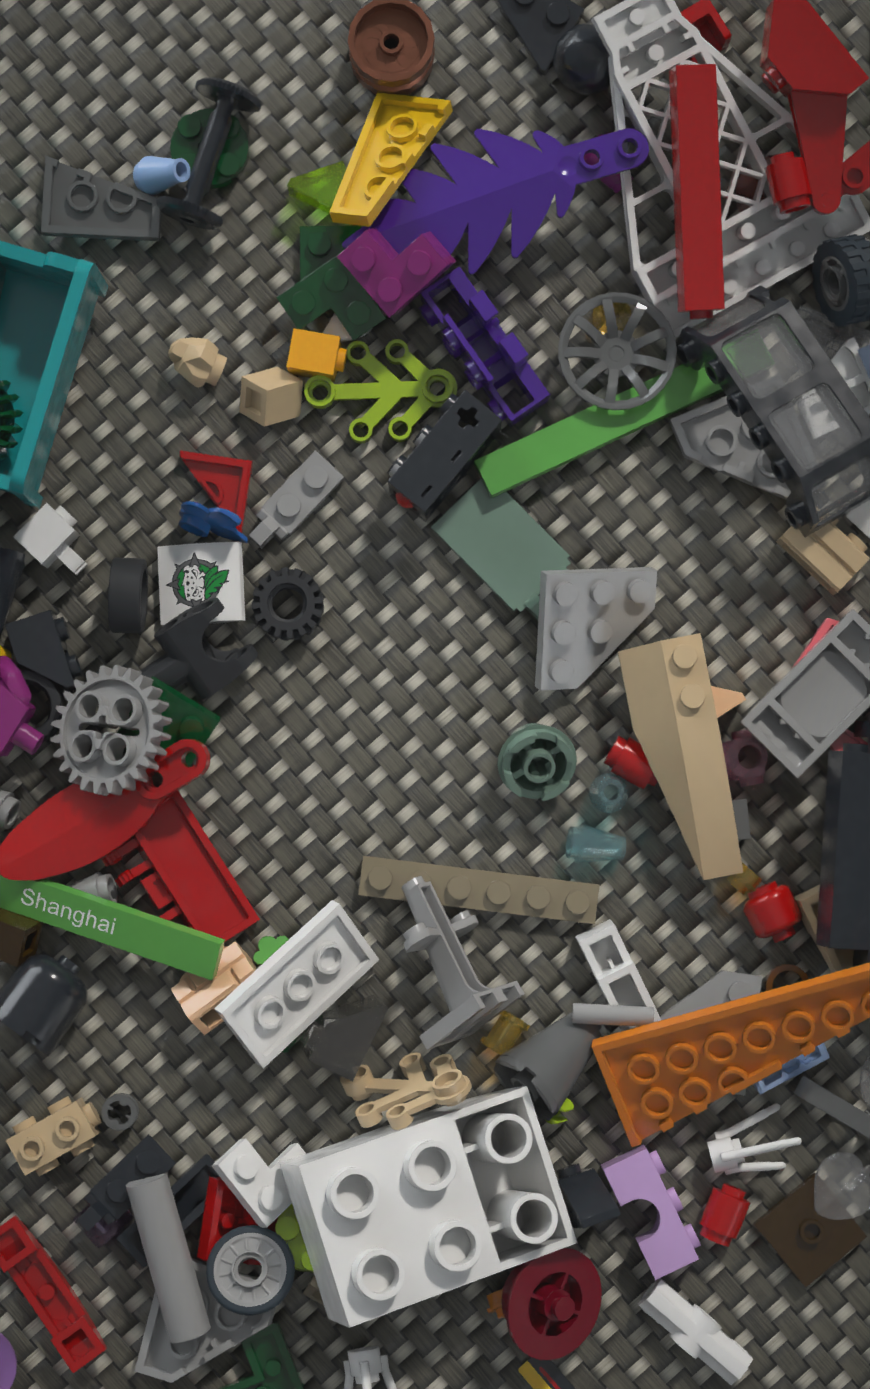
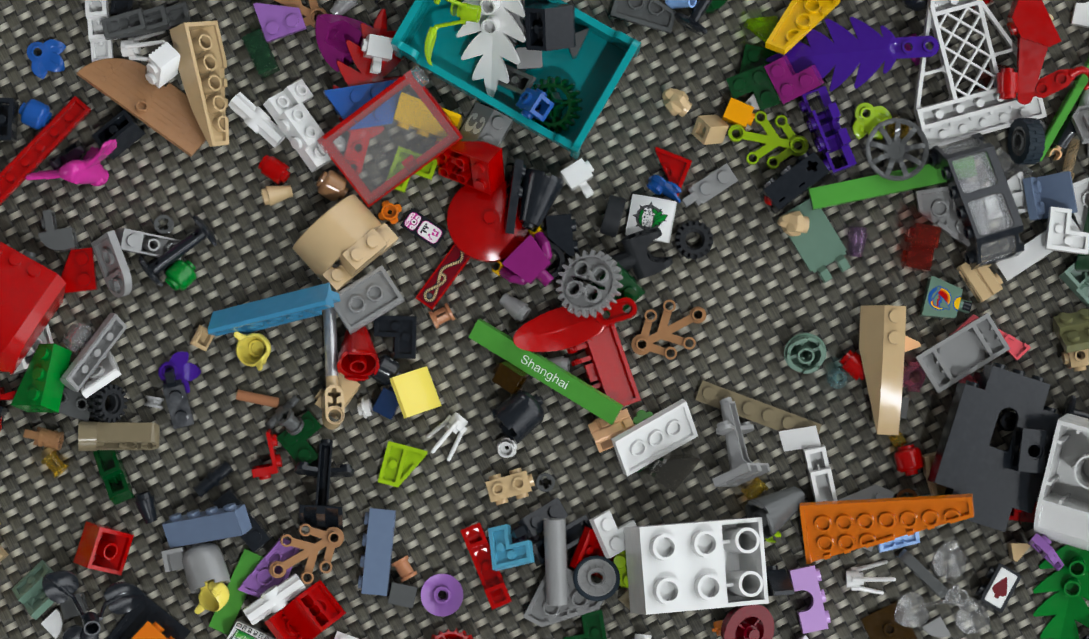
camera: 10 degrees right, 0 degrees up
(30, 1074) = (506, 453): none -> white plate
(76, 1262) = (505, 553): none -> medium azure plate
(275, 784) = (665, 332): none -> medium nougat plant
(447, 1089) = (720, 507): tan plant -> none
(461, 530) = (794, 223): none -> tan rock
(548, 322) = (865, 125): none -> lime plate
(565, 920) = (799, 438): none -> white sticker
(585, 534) = (857, 239): none -> clear purple cone
(586, 618) = (848, 284): light grey plate -> none
(592, 844) = (822, 402): clear light blue cone -> none
(612, 1014) = (813, 492): light grey piece -> none
(696, 190) = (958, 76): red brick -> none
(703, 515) = (920, 247): none -> clear red brick
(724, 1214) = (846, 609): red brick -> none
(766, 605) = (943, 300): none -> sand green torso

